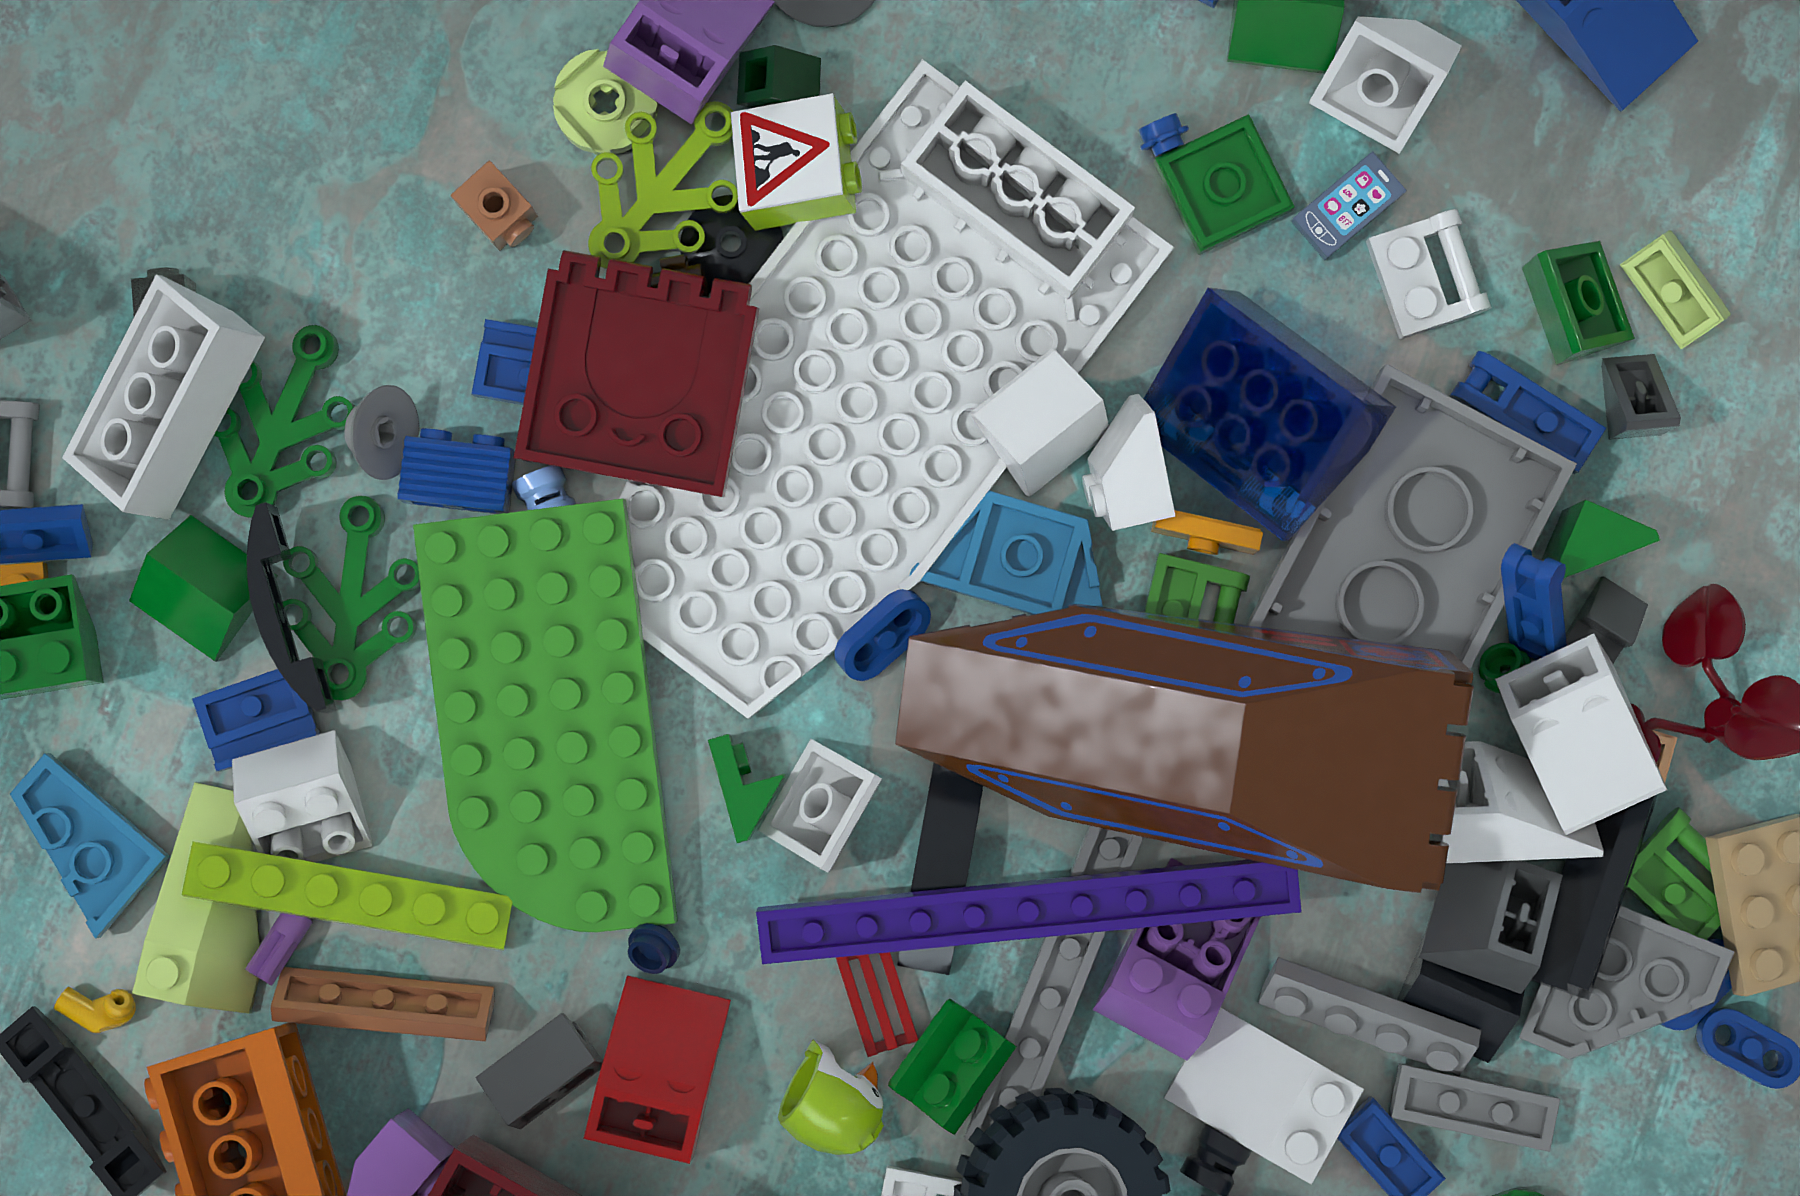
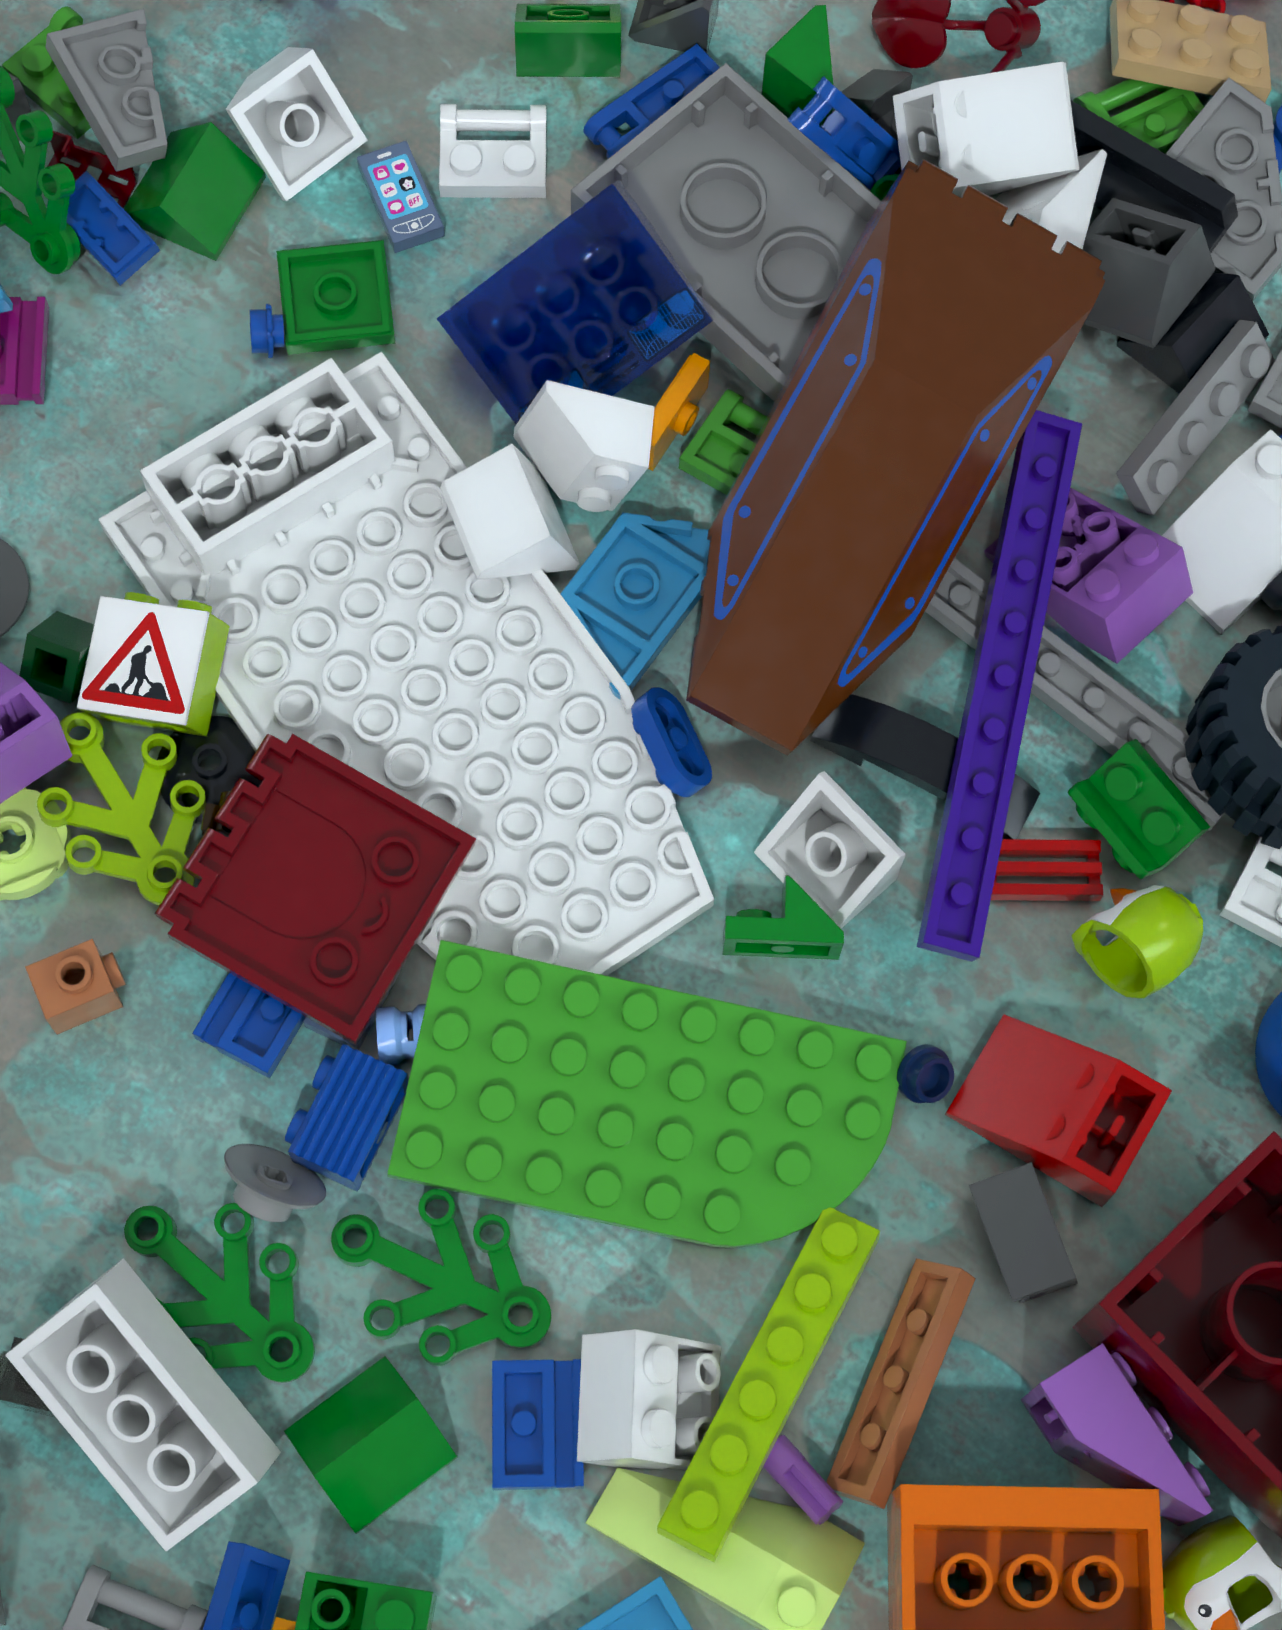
camera: 75 degrees left, 15 degrees down
(265, 547) = (355, 1333): black slope -> none

